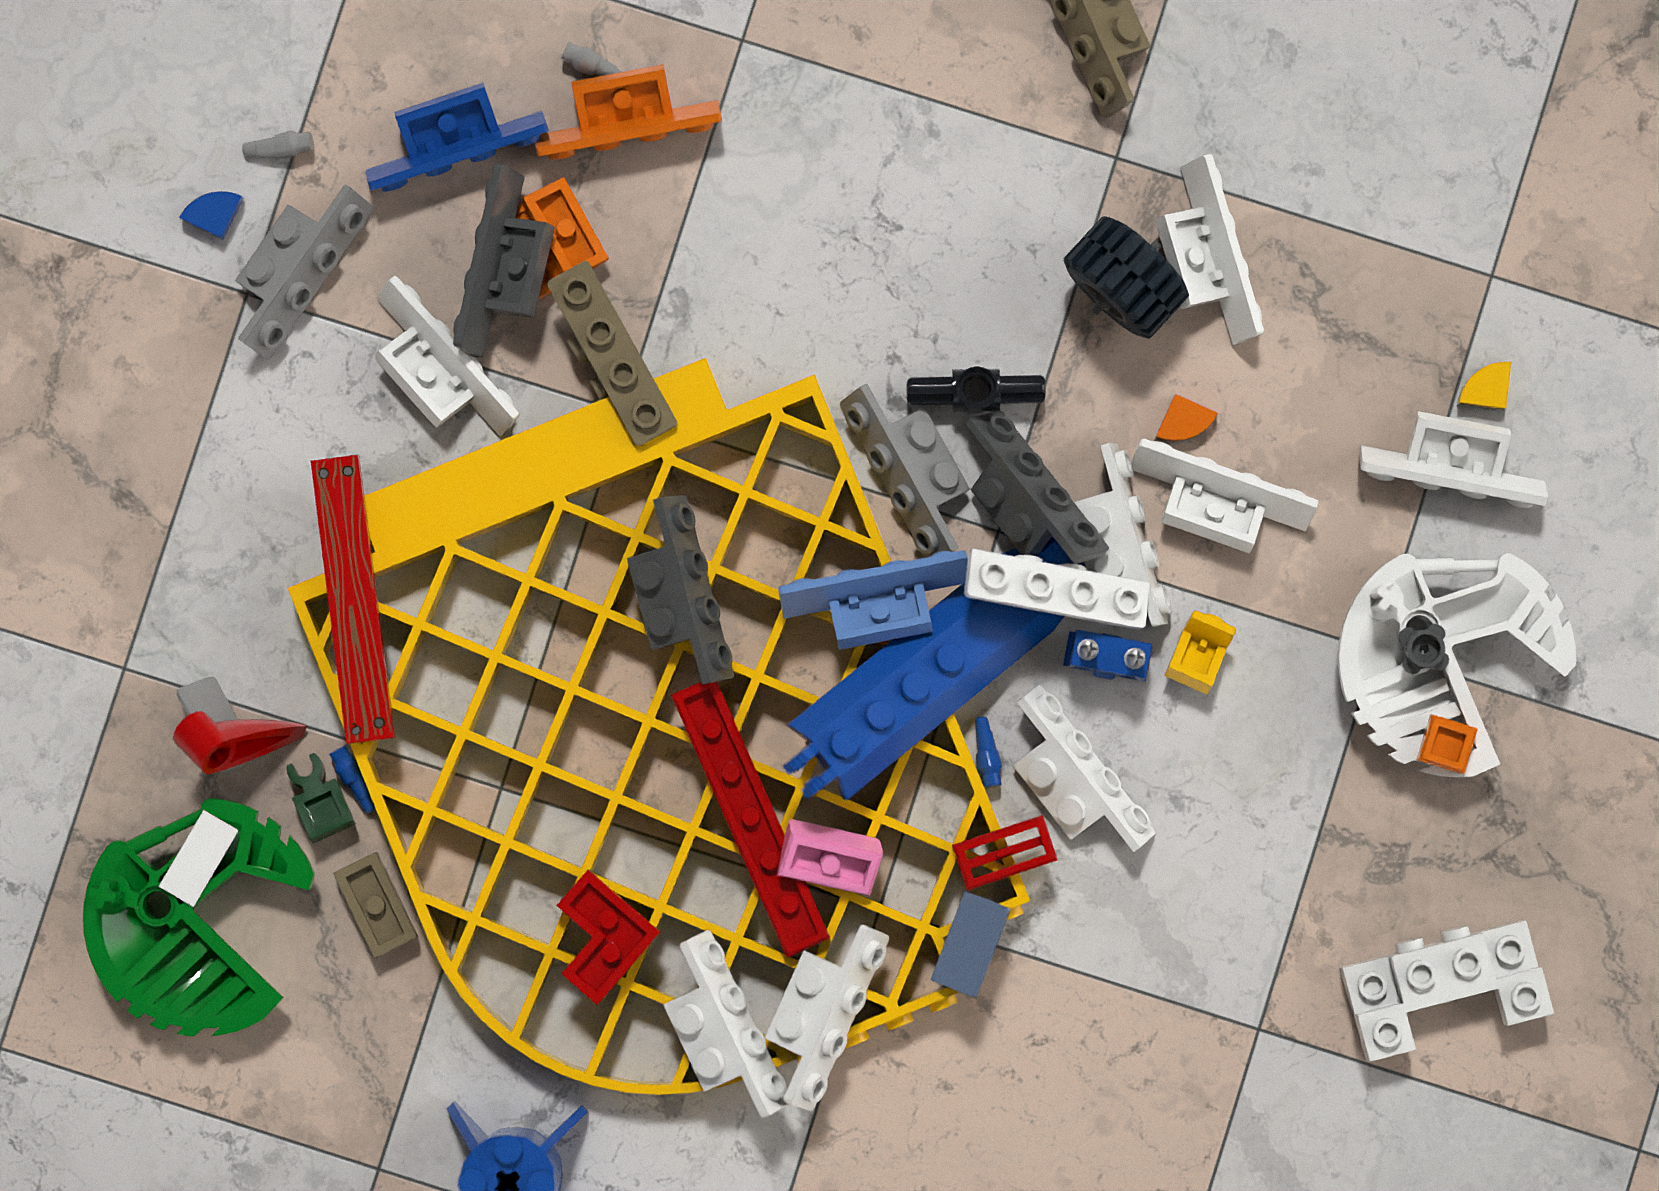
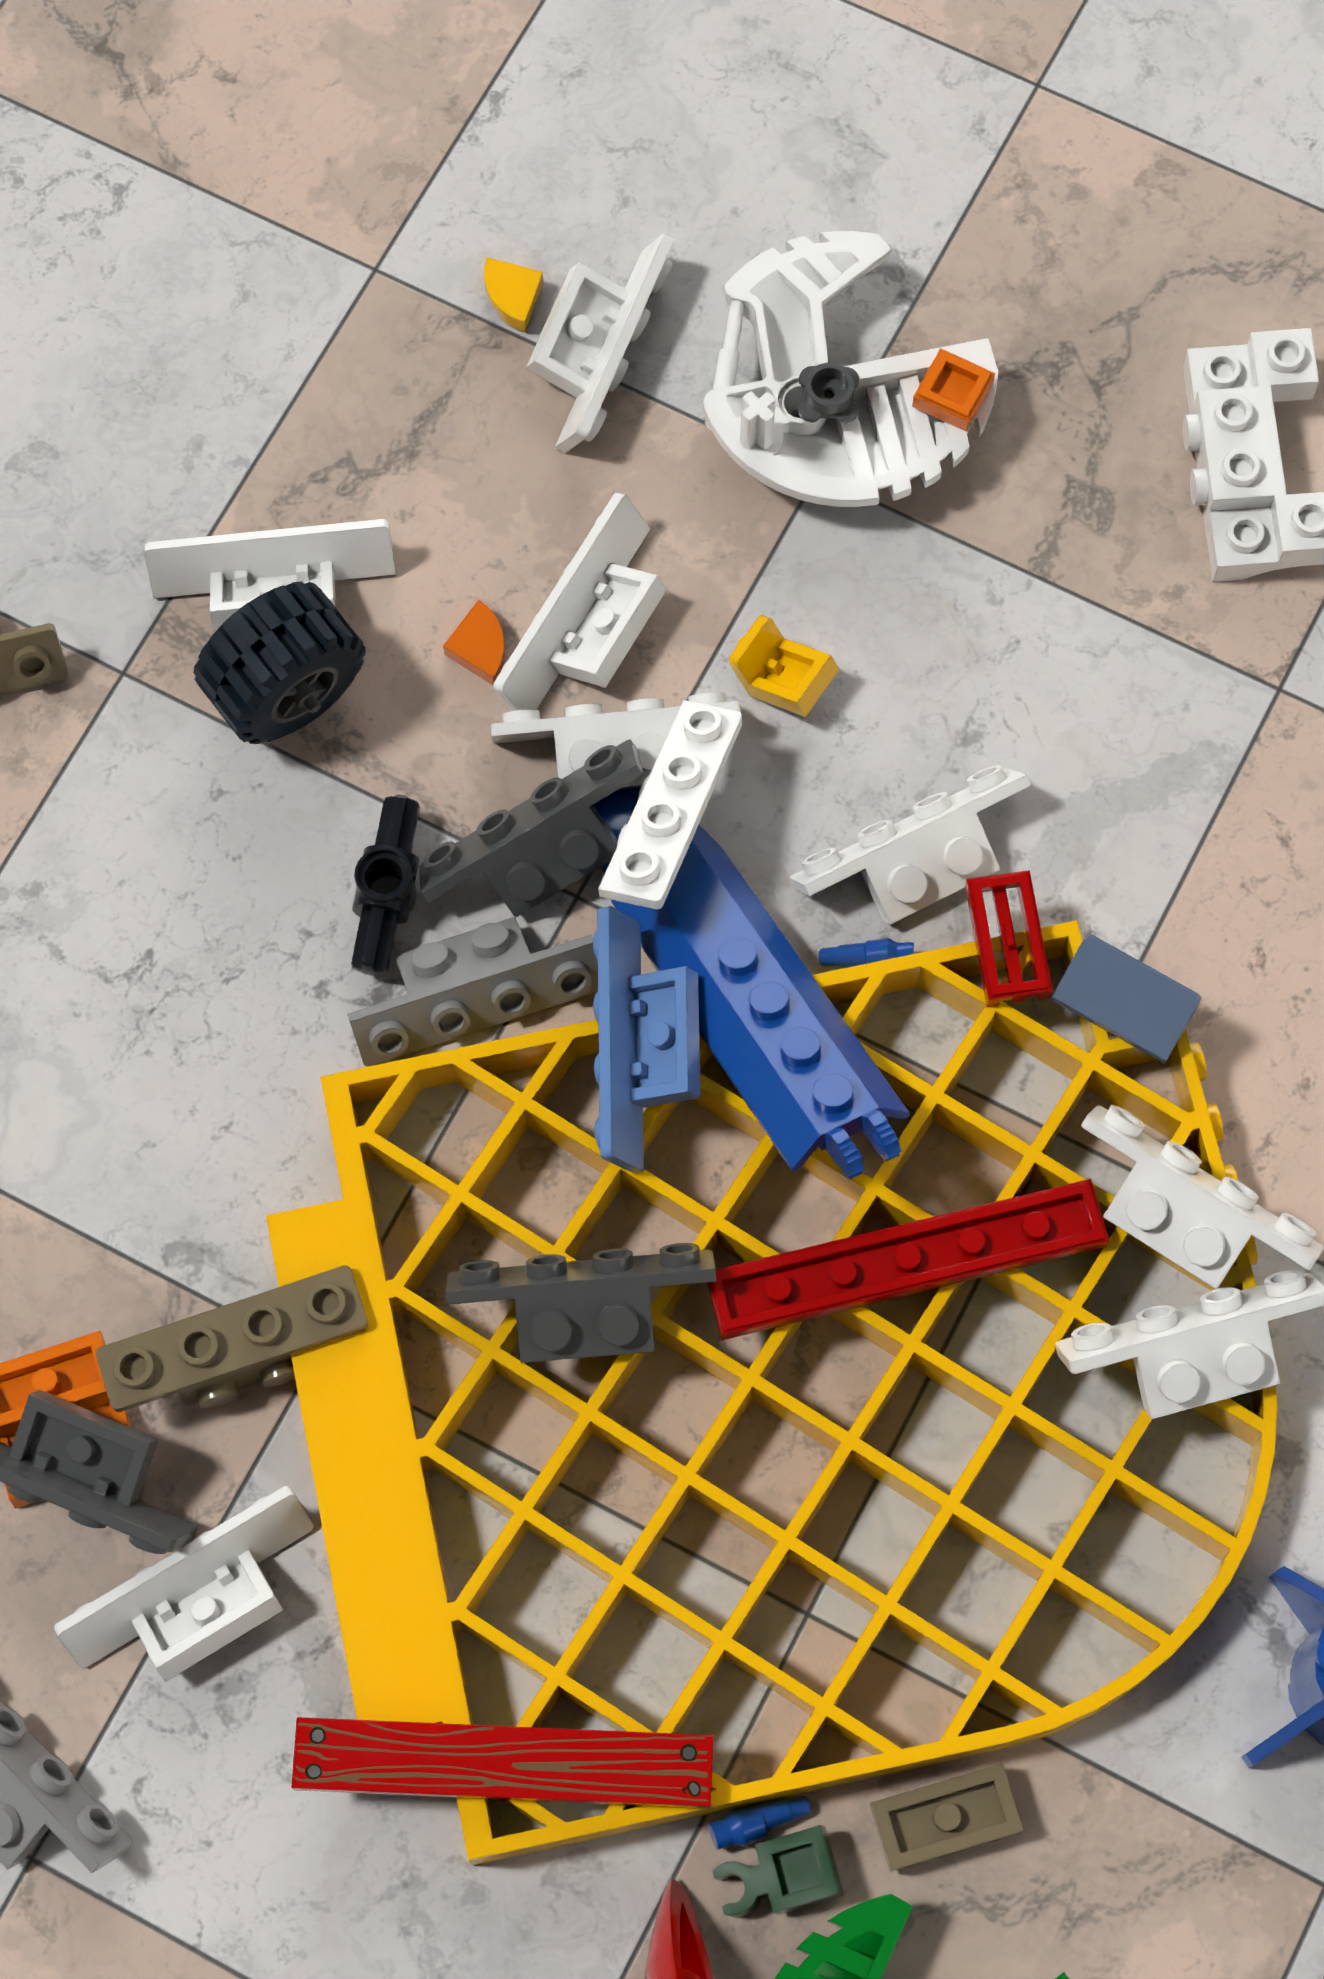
camera: 75 degrees left, 15 degrees down
(616, 931) = (1045, 1465): red plate -> none
(830, 857) = (980, 1159): bright pink slope -> none
(1107, 655) = (767, 777): blue piece -> none

